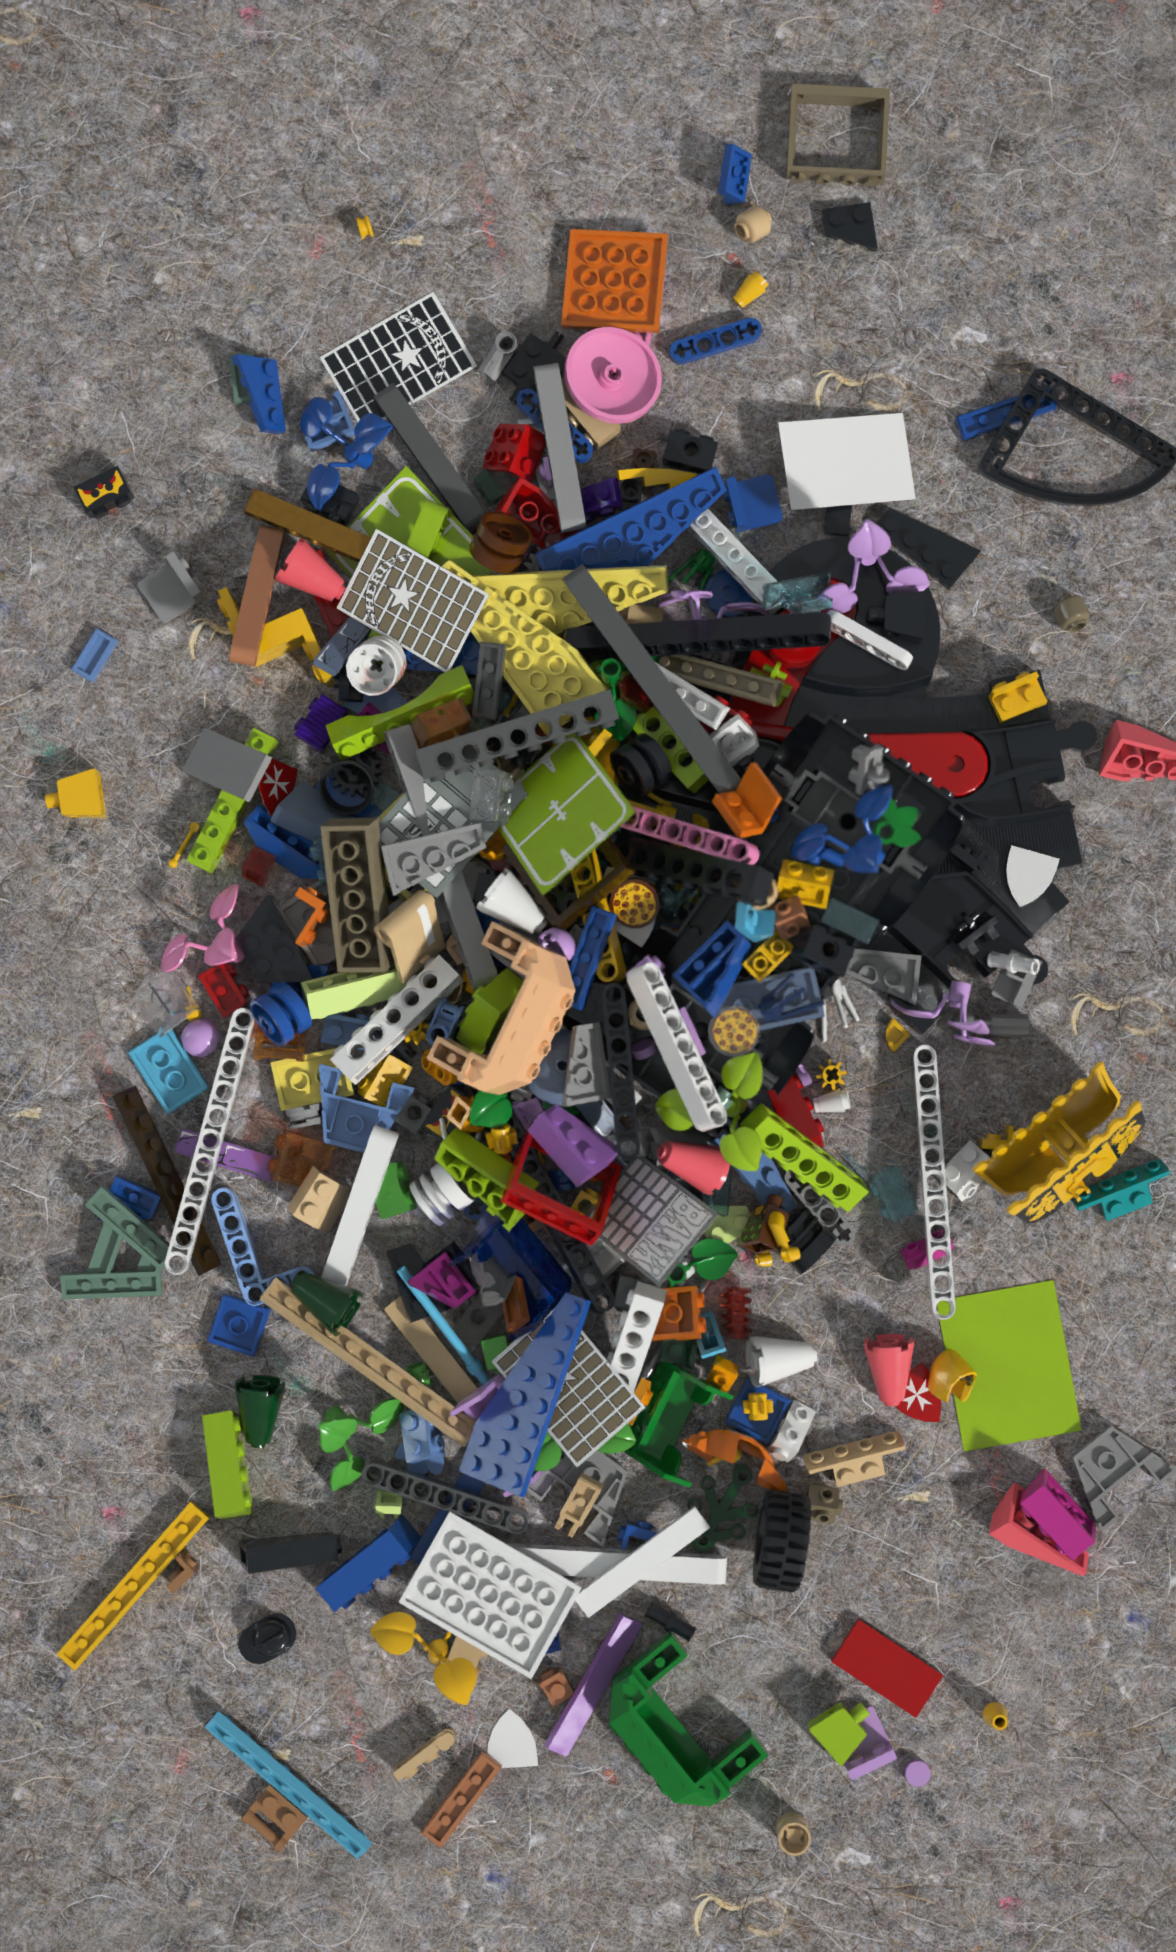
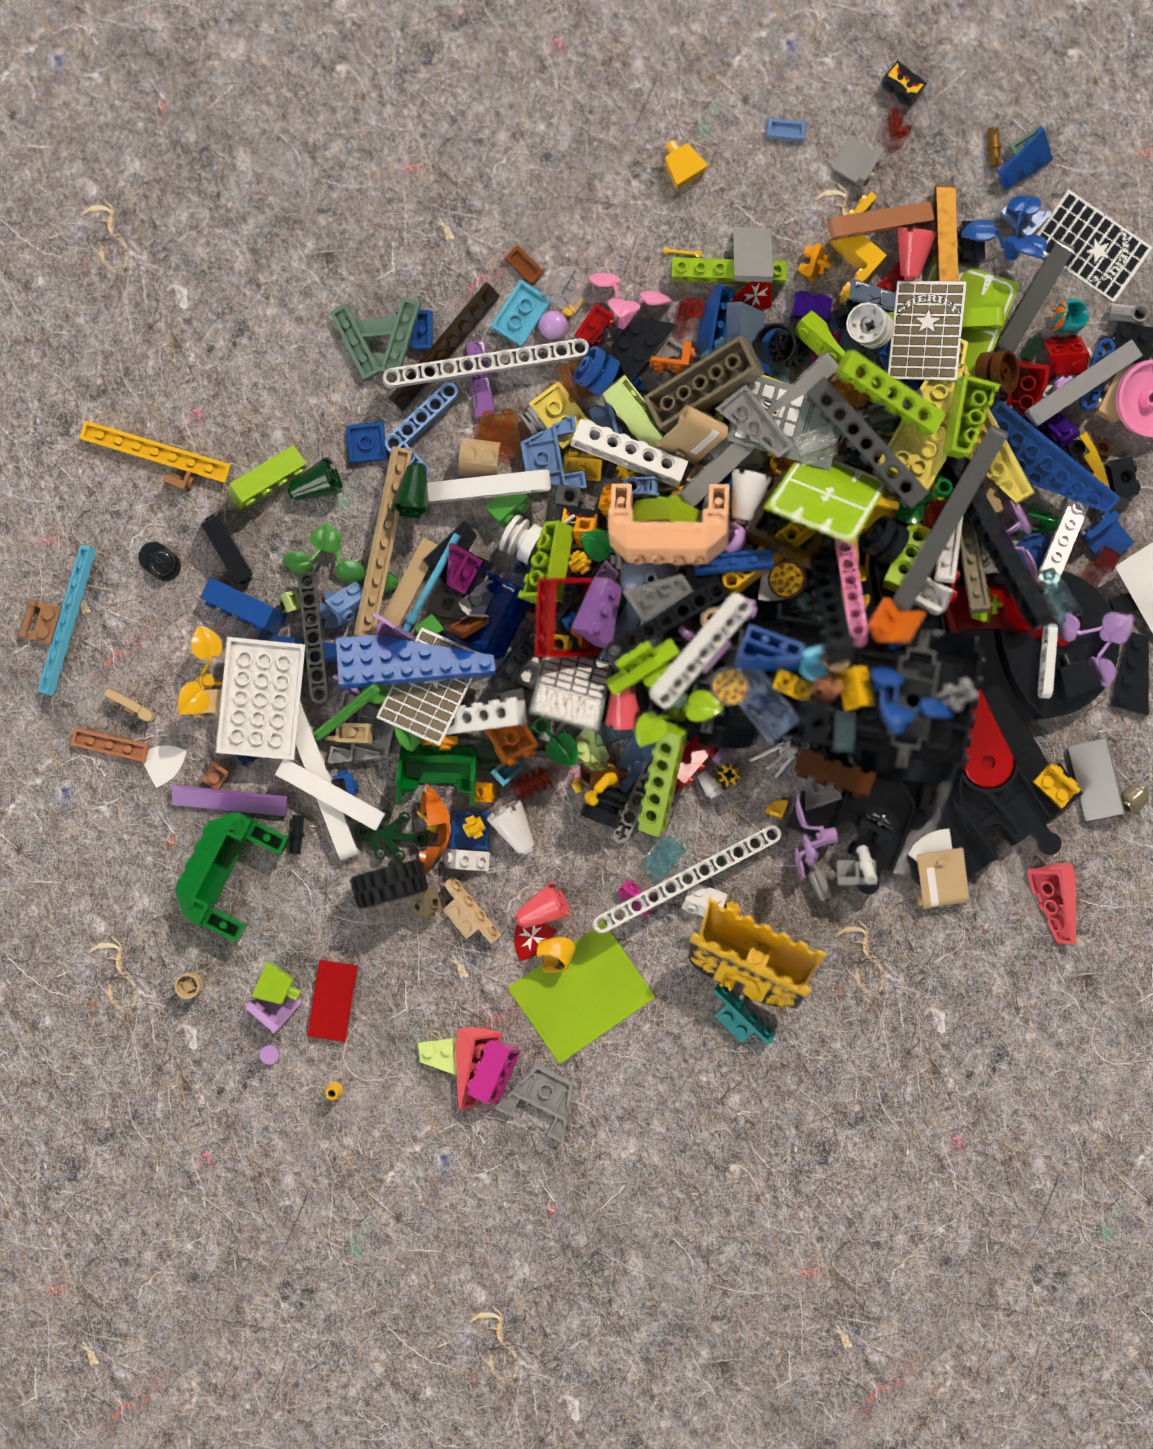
camera: 60 degrees right, 0 degrees up
(112, 1039) = (524, 265): none -> dark orange tile
(145, 522) = (895, 121): none -> clear red bracket
(229, 421) = (994, 147): none -> pearl gold pin
(272, 692) = (817, 264): none -> light orange hips
(471, 425) = (1070, 316): none -> teal hair
(519, 643) = (931, 414): none -> lime brick
(535, 600) = (967, 413): none -> lime wedge
(554, 1499) = (346, 712): none -> bright green axle
(659, 1124) = (640, 664): none -> lime bracket
(777, 516) = (1106, 559): none -> clear red brick
(889, 951) = (834, 773): none -> reddish brown wedge
(899, 823) = (928, 734): green plate -> none
(1007, 1569) = (439, 1054): none -> yellowish green wing
(1030, 646) = (1096, 779): none -> light grey tile
(1066, 880) = (942, 878): none -> tan door

